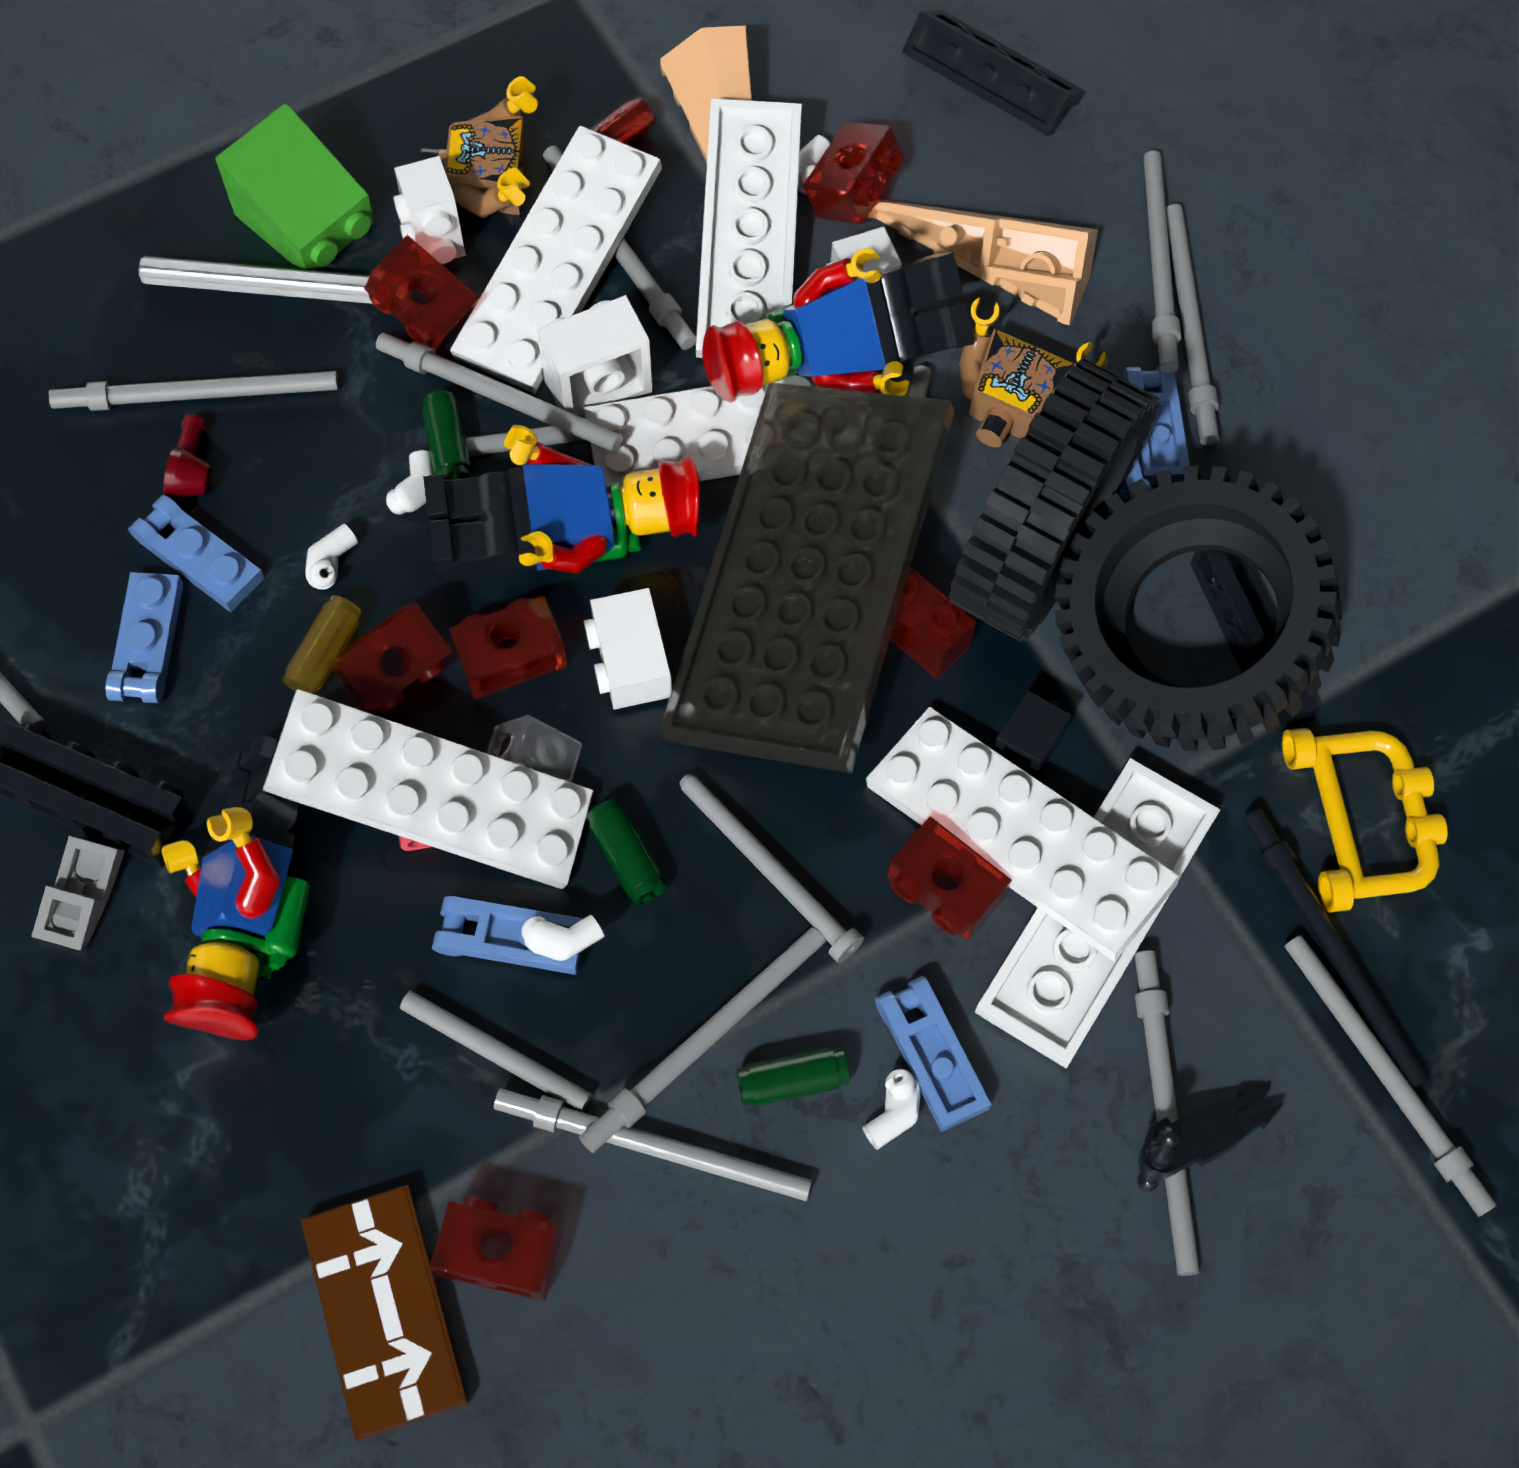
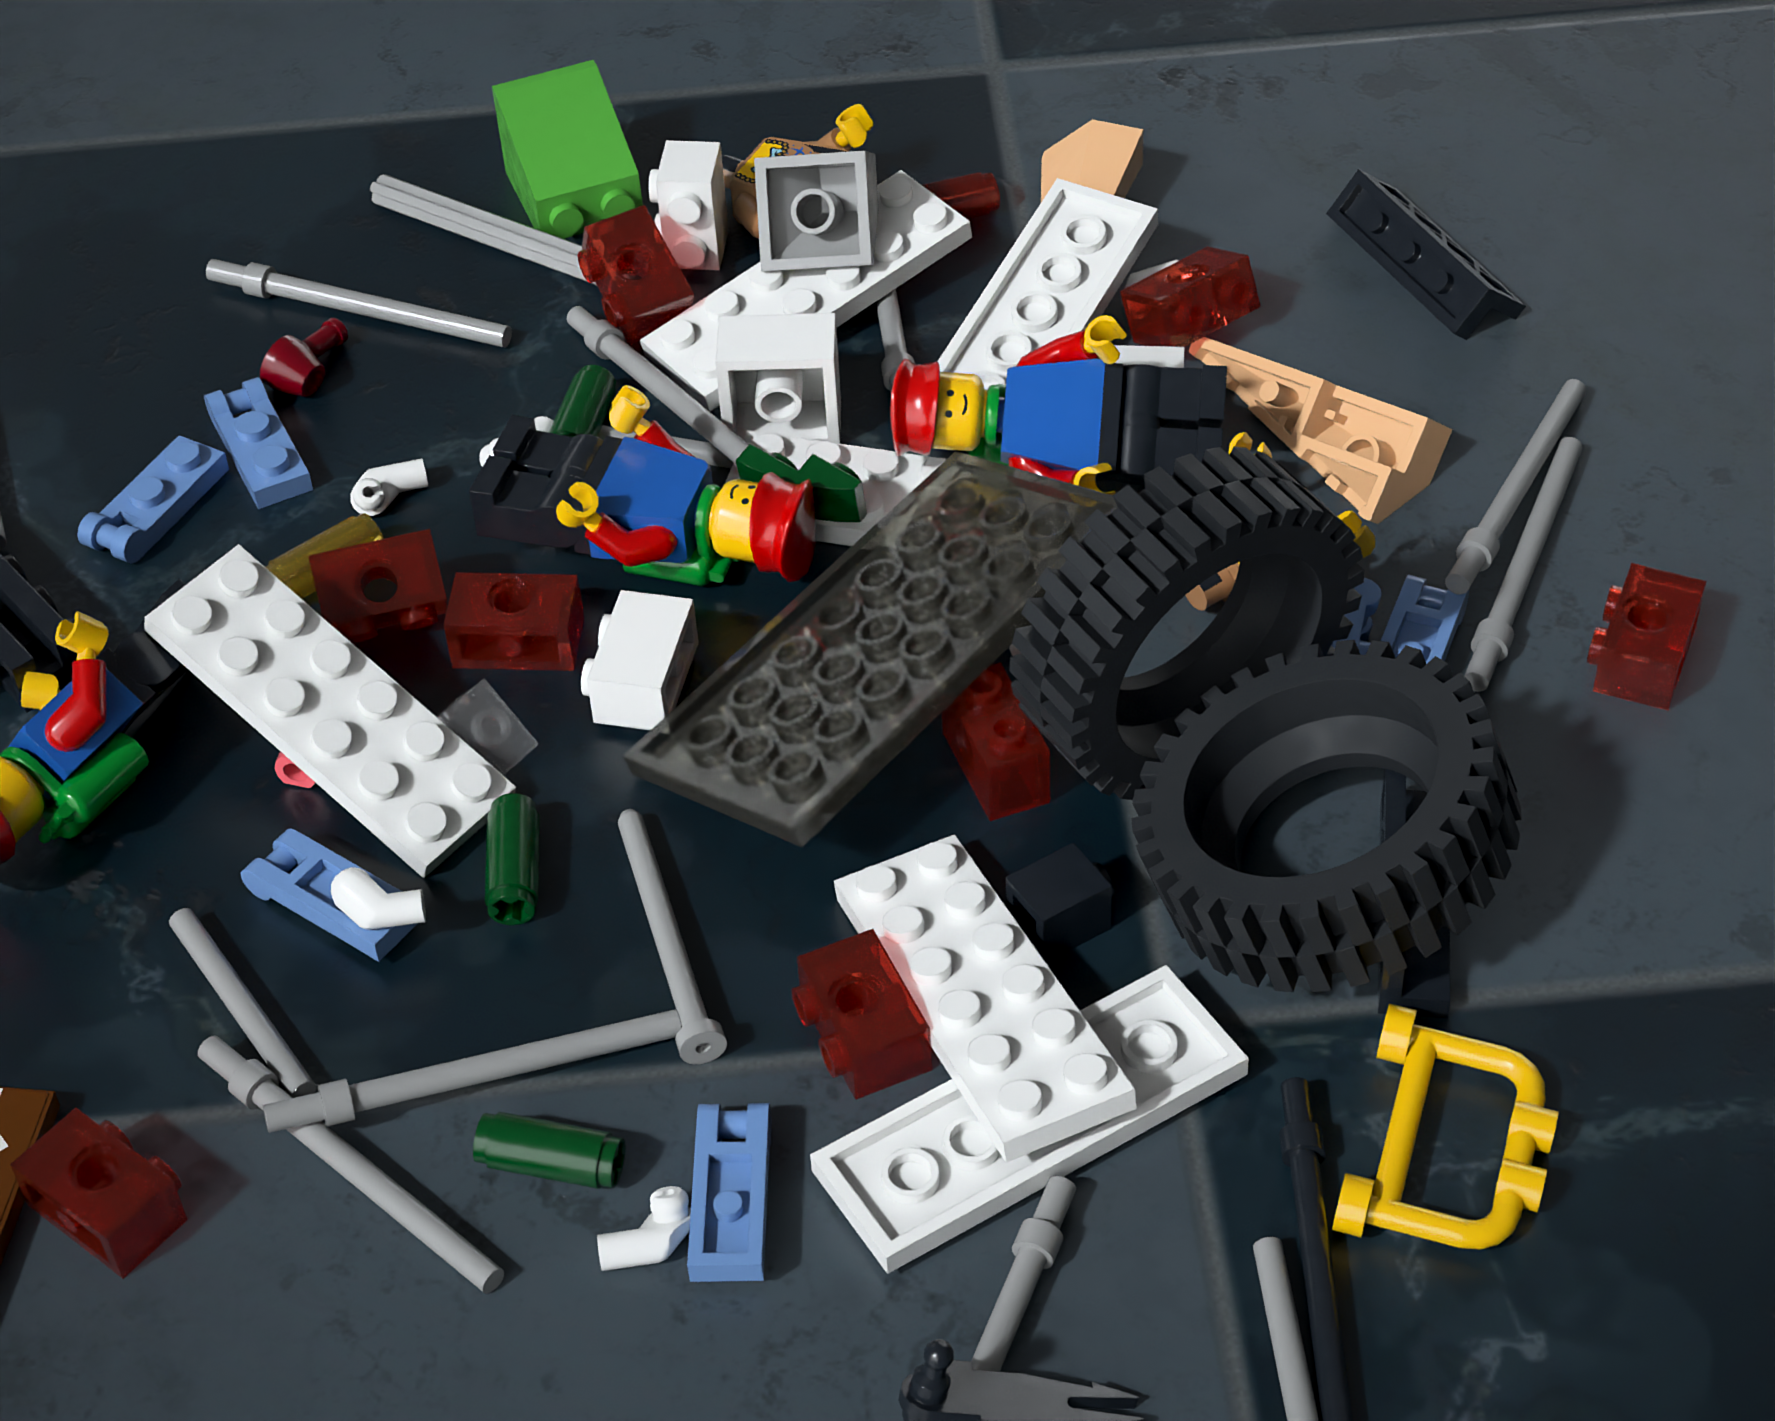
camera: 30 degrees right, 20 degrees down
(548, 194) = (816, 210): none -> light grey slope
(646, 451) = (835, 486): none -> dark green slope
(1316, 339) = (1646, 636): none -> clear red brick

